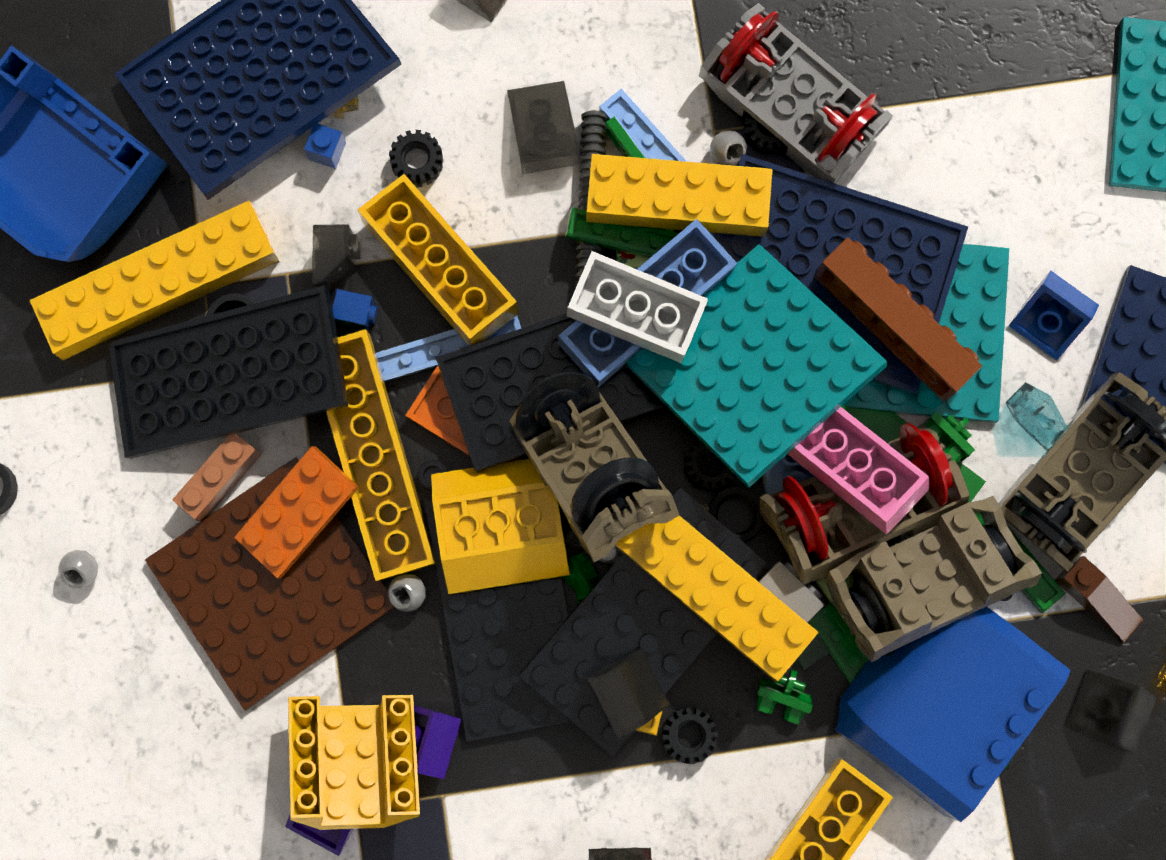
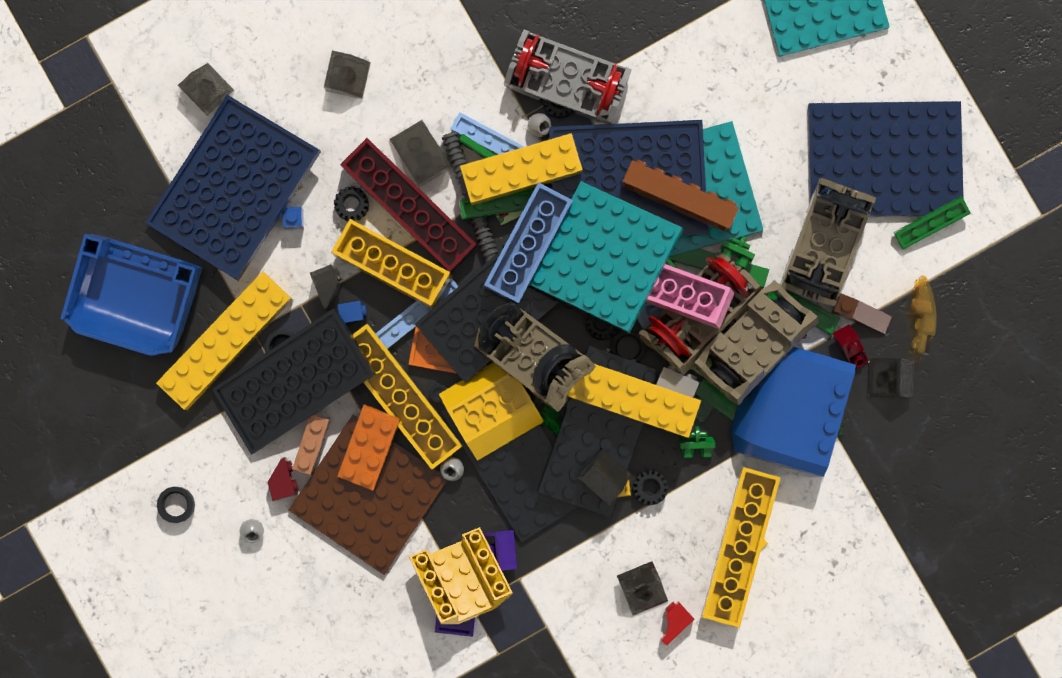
camera: 20 degrees left, 5 degrees up
(151, 514) = (281, 482): none -> dark red slope
(496, 189) = (408, 205): none -> dark red brick
(636, 307) = (524, 251): white brick -> none
(1037, 414) = (784, 217): clear light blue slope -> none
(1054, 315) = (773, 152): blue slope -> none
(1068, 638) = (850, 346): none -> dark red slope

